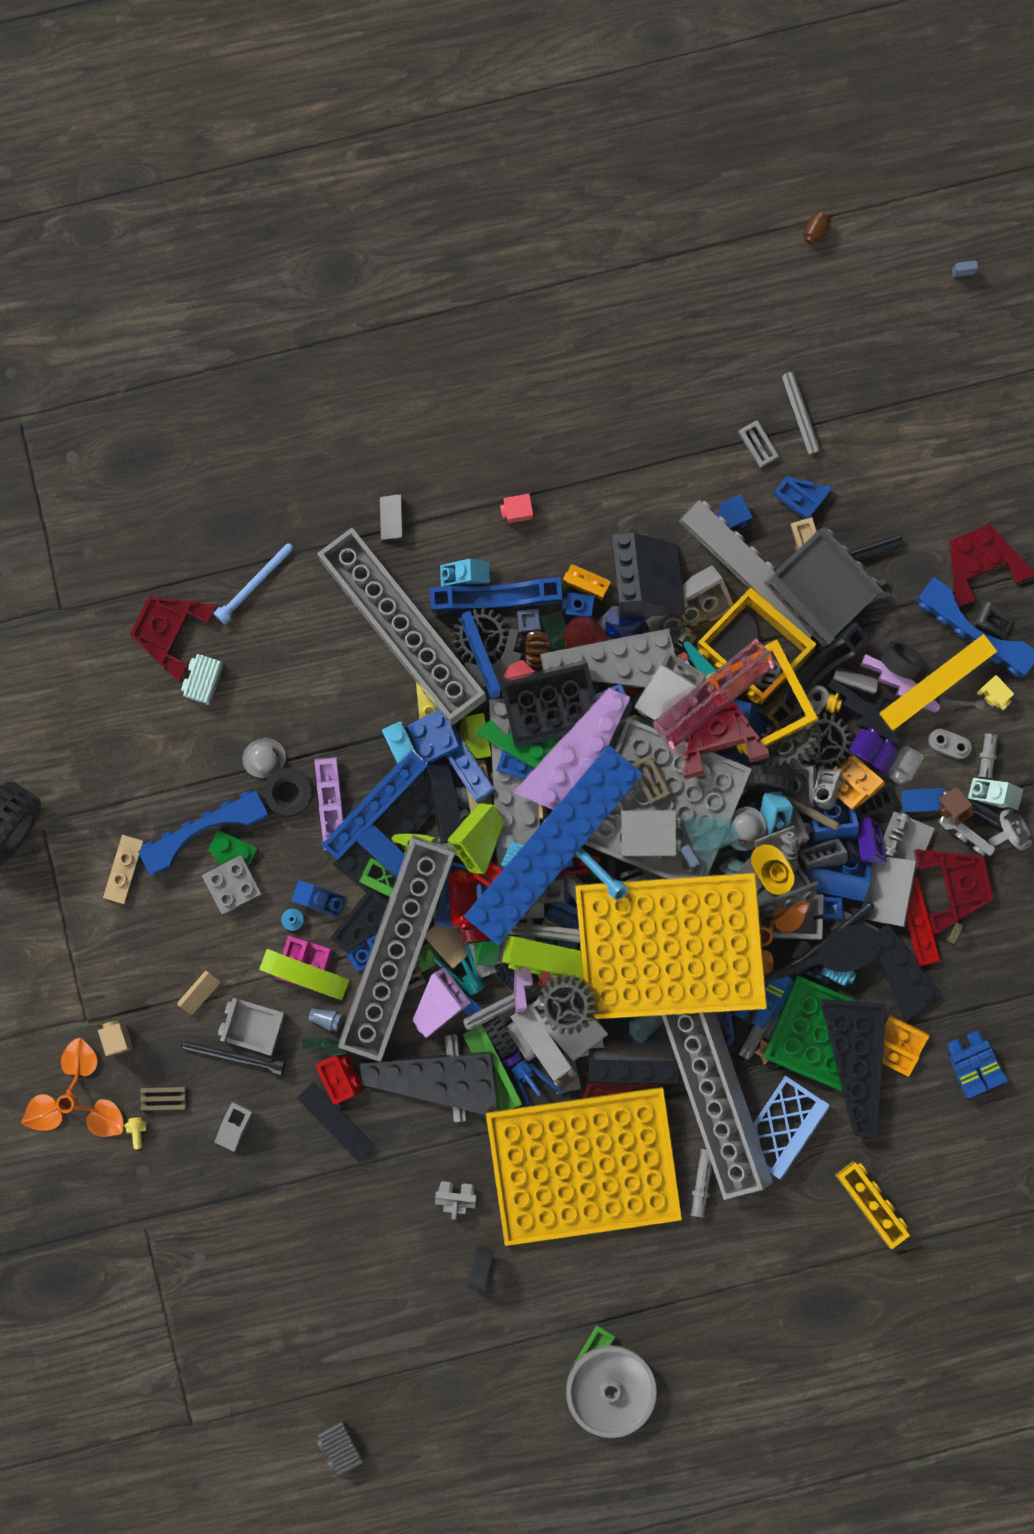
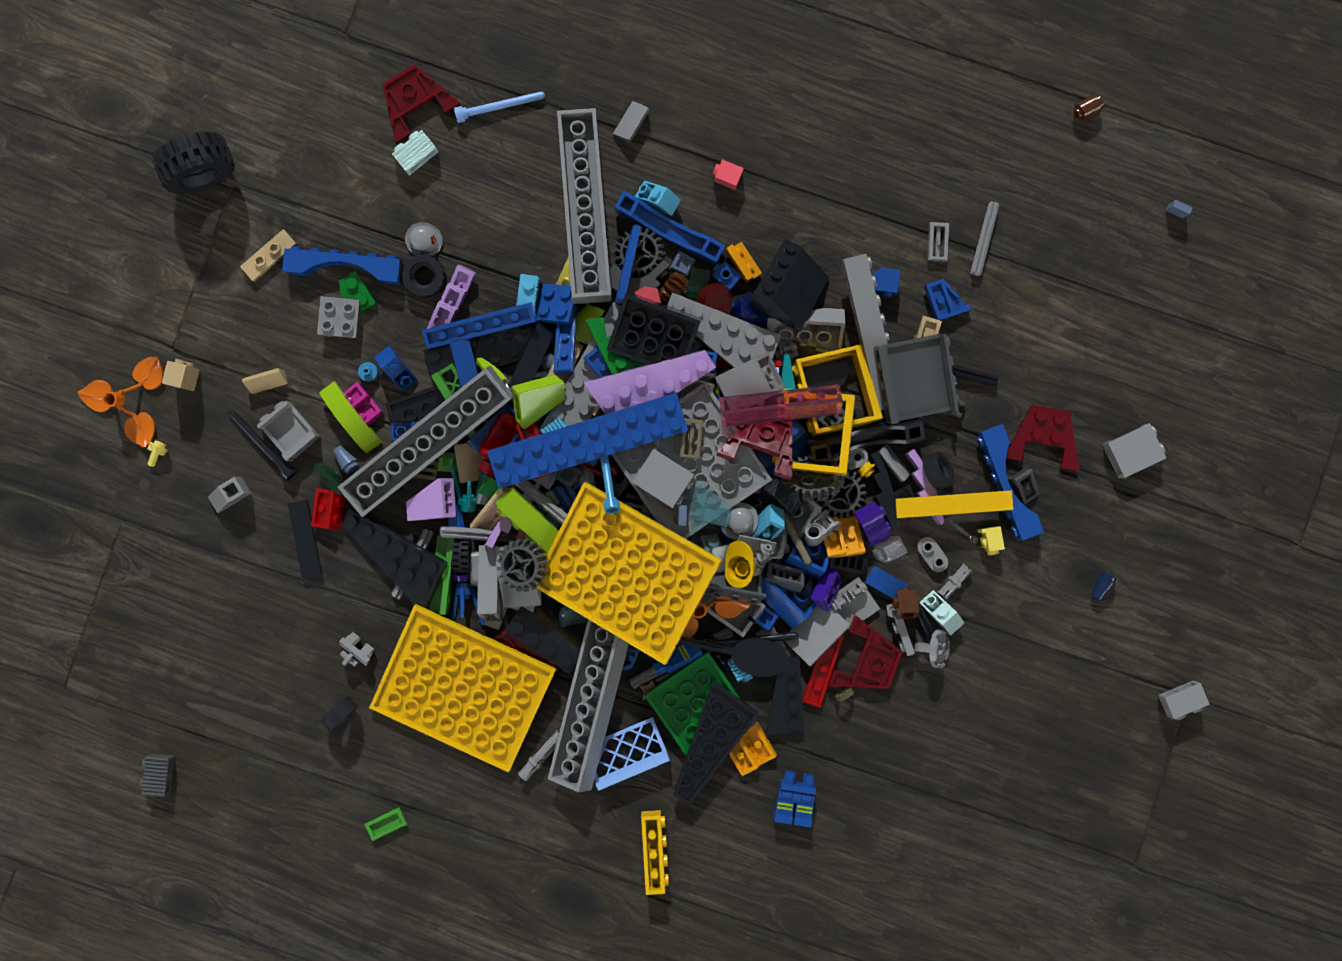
camera: 25 degrees right, 5 degrees up
(182, 1098) = (178, 433): dark tan tile -> none
(501, 978) = (489, 516): none -> tan plate
(611, 1391) = (376, 862): light grey dish -> none

